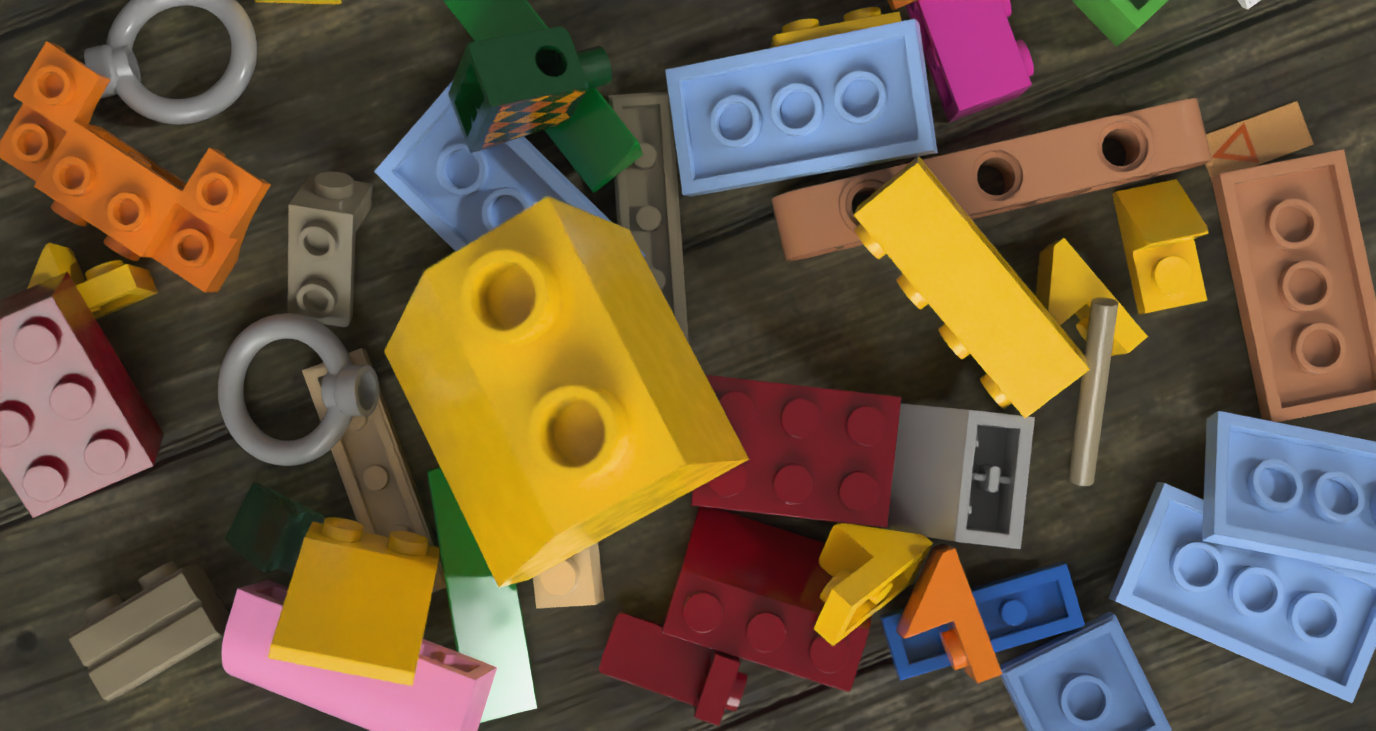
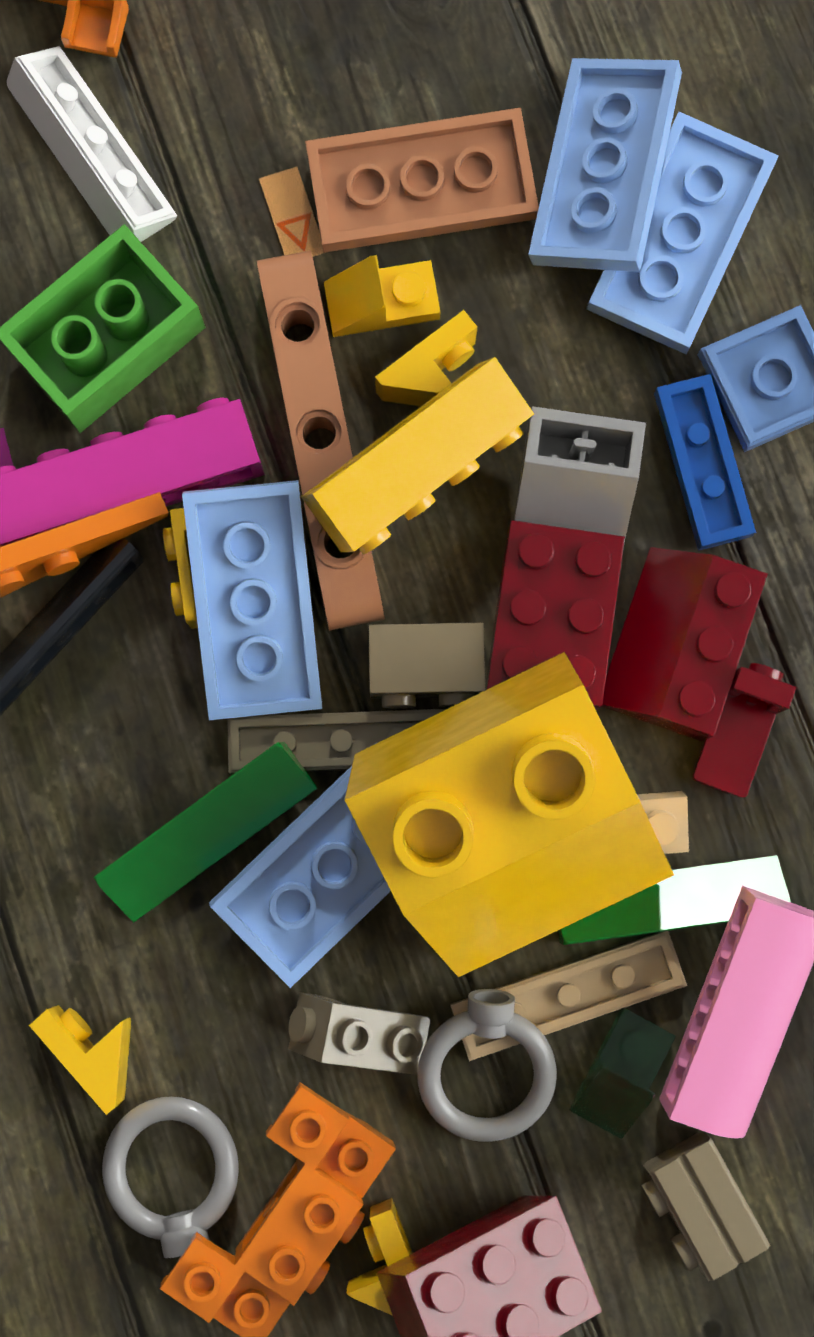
camera: 85 degrees left, 5 degrees down
(357, 602) = (685, 1000): yellow slope -> none
(522, 84) = (225, 841): dark green torso -> none
(737, 308) = (426, 663): none -> dark tan brick
(867, 573) = (662, 555): yellow slope -> none
(945, 597) = (687, 488): orange slope -> none
(1093, 391) = (509, 358): dark tan bar -> none

